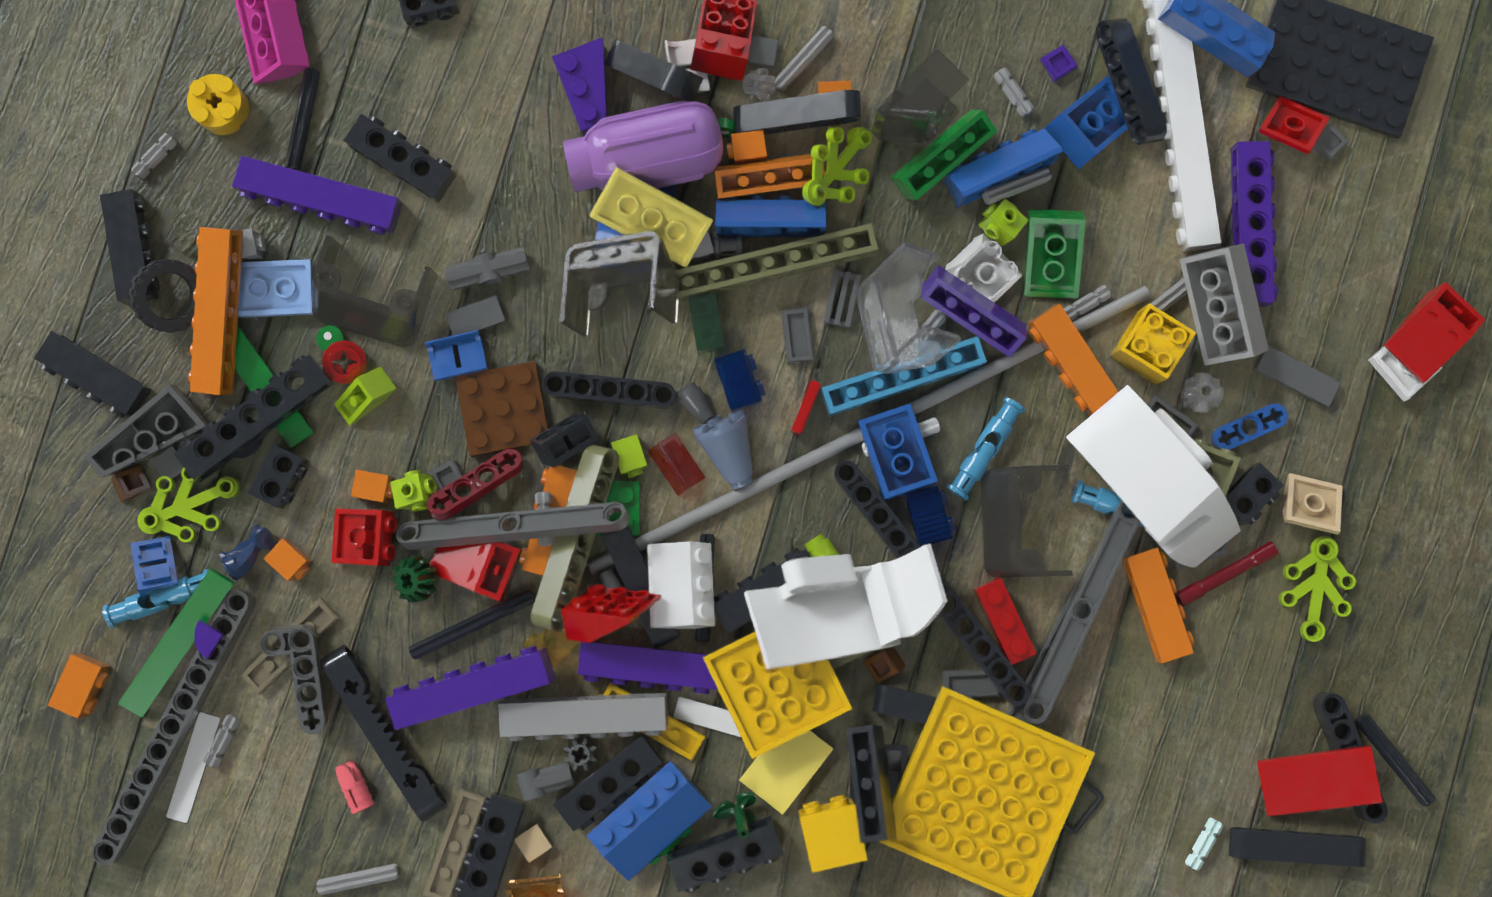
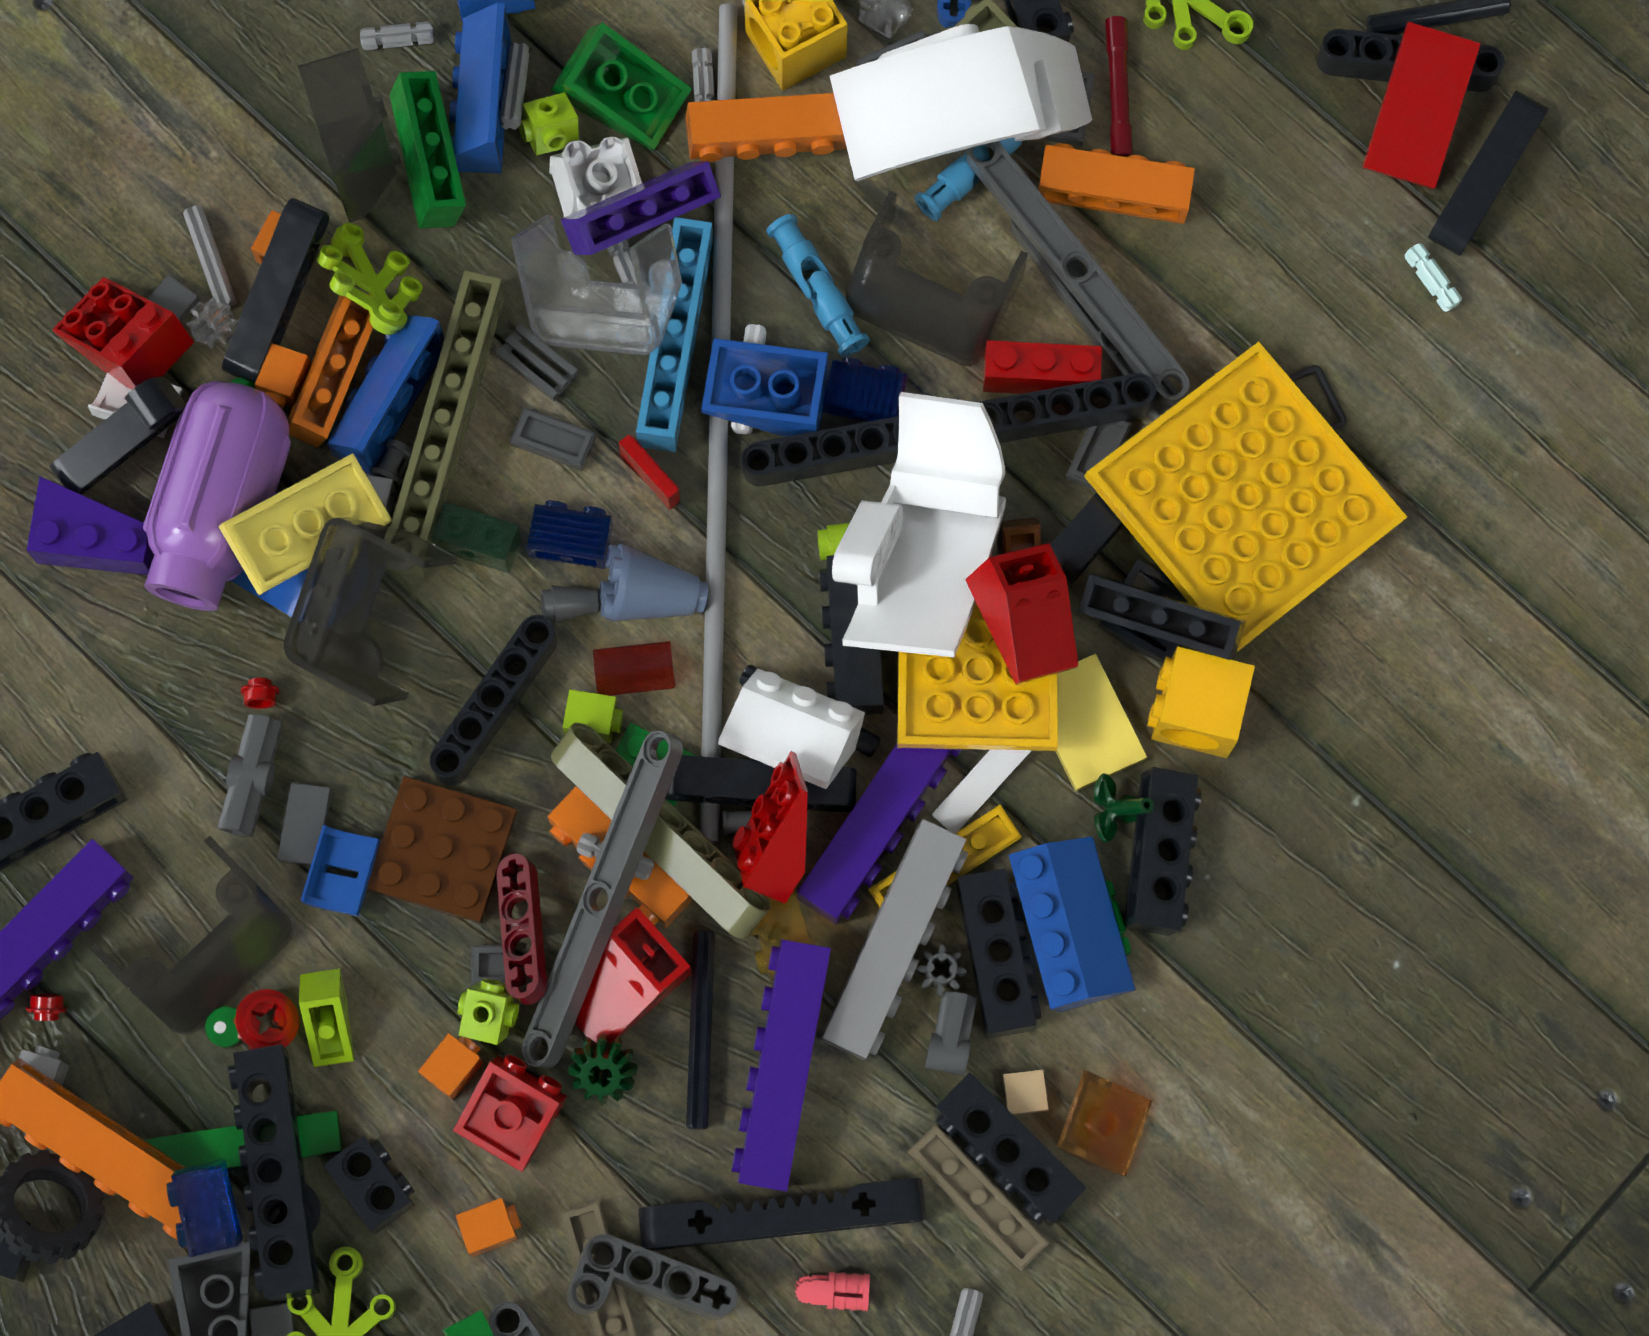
camera: 65 degrees left, 10 degrees down
(207, 390) = (205, 1208): none -> clear blue brick
(244, 555) = (449, 1282): dark blue animal -> none
(275, 288) = (120, 1061): light blue plate -> none
(288, 226) = (46, 1006): none -> red plate
(541, 245) = (259, 693): none -> red plate
(564, 439) = (526, 783): black brick -> none
(824, 699) = (1027, 611): none -> red slope

